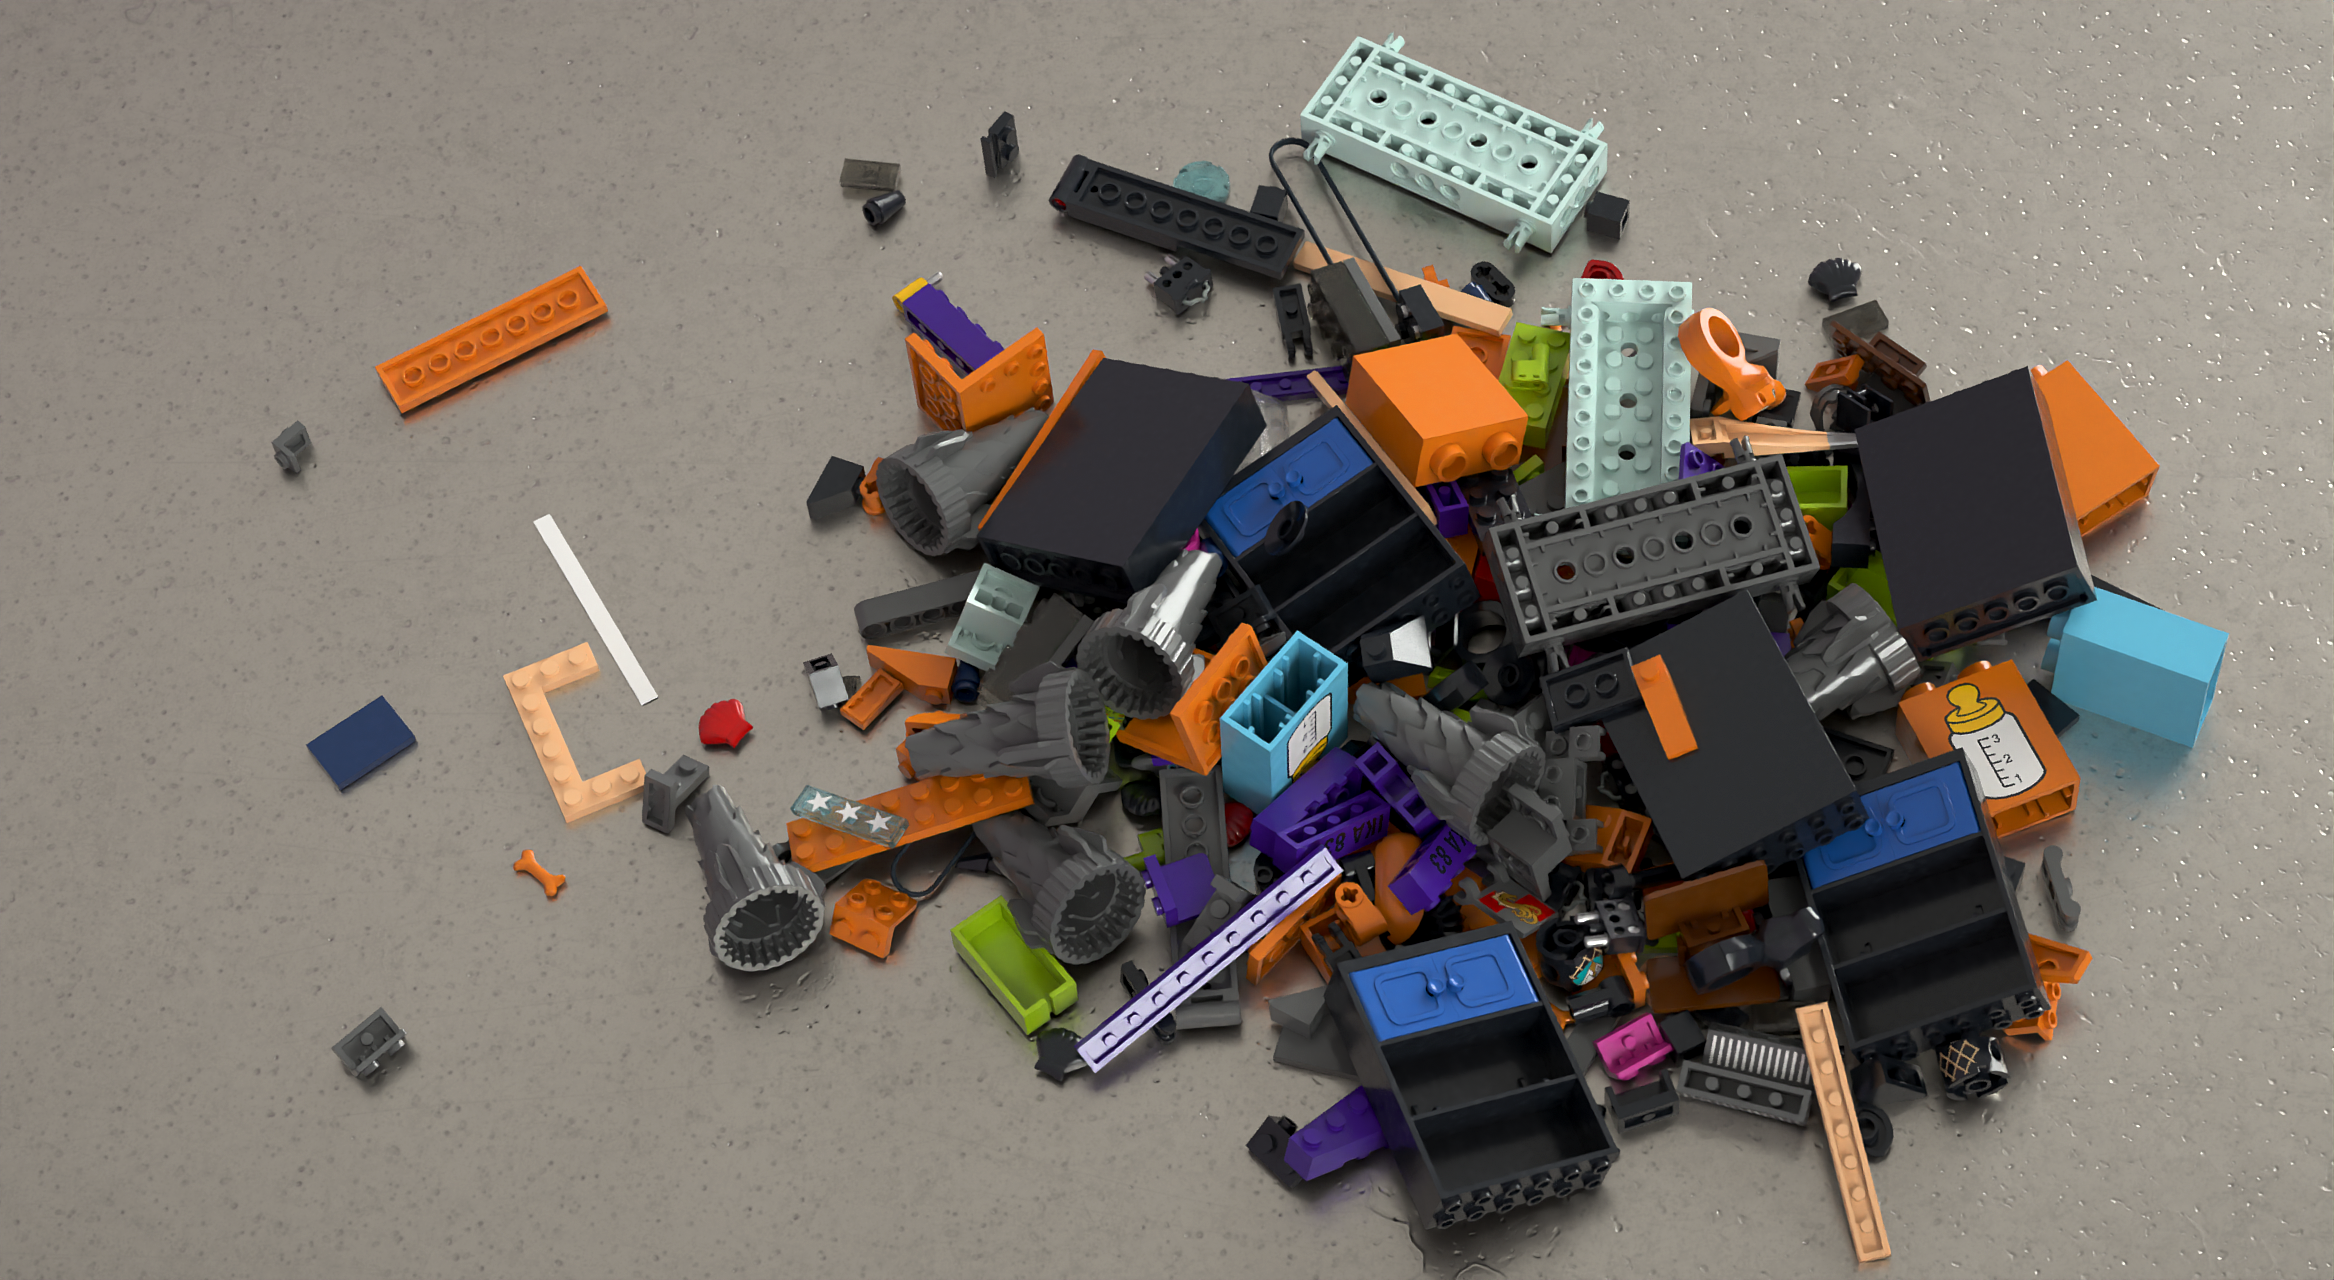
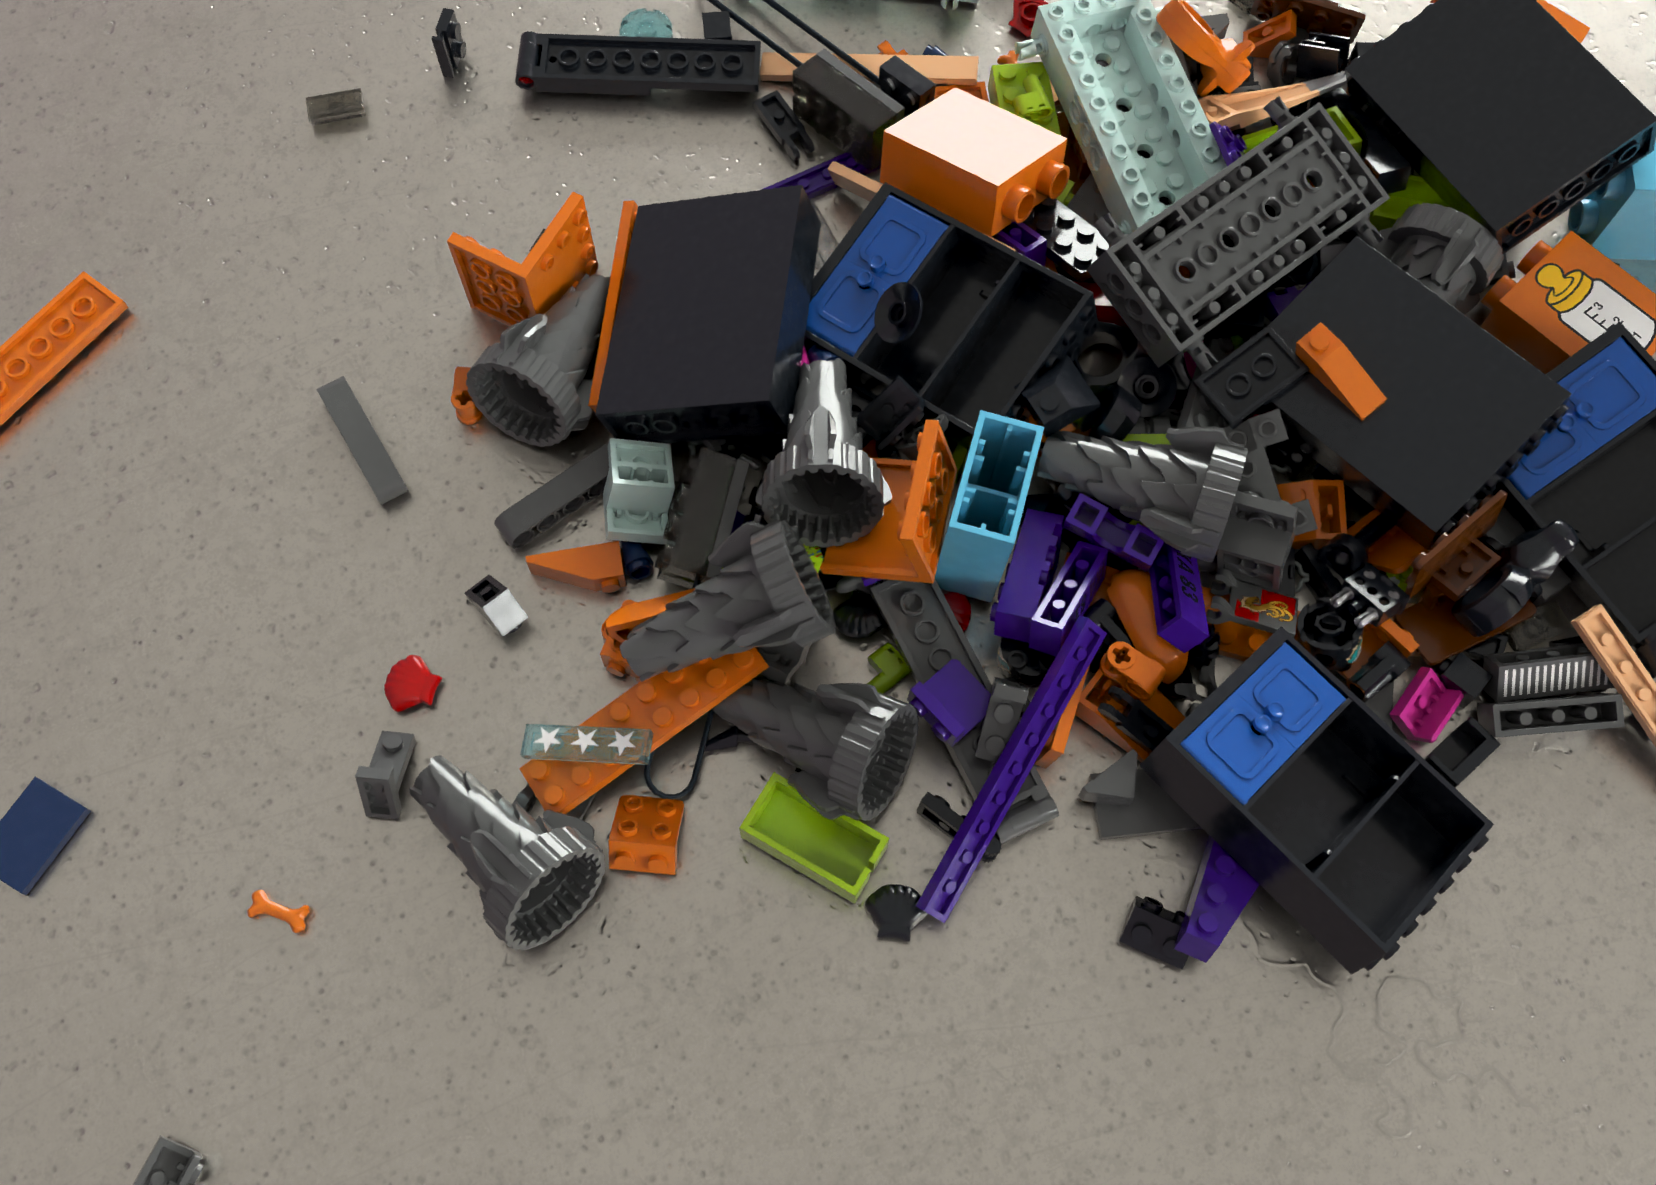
camera: 30 degrees left, 10 degrees up
(572, 795) = (281, 813): light nougat plate -> none
(596, 609) = (231, 608): white sticker -> none
(767, 497) = (362, 440): none -> dark grey beam
(836, 488) = (427, 409): black slope -> none
(851, 684) = (521, 598): clear smoke piece -> none
(871, 699) = (549, 608): orange plate -> none
(882, 207) = (359, 133): black cone -> none
(913, 287) = (425, 201): yellow piece -> none
(949, 329) = (449, 213): dark purple brick -> none
(1182, 283) = (668, 122): black piece -> none
(1496, 282) = (944, 40): black beam -> none

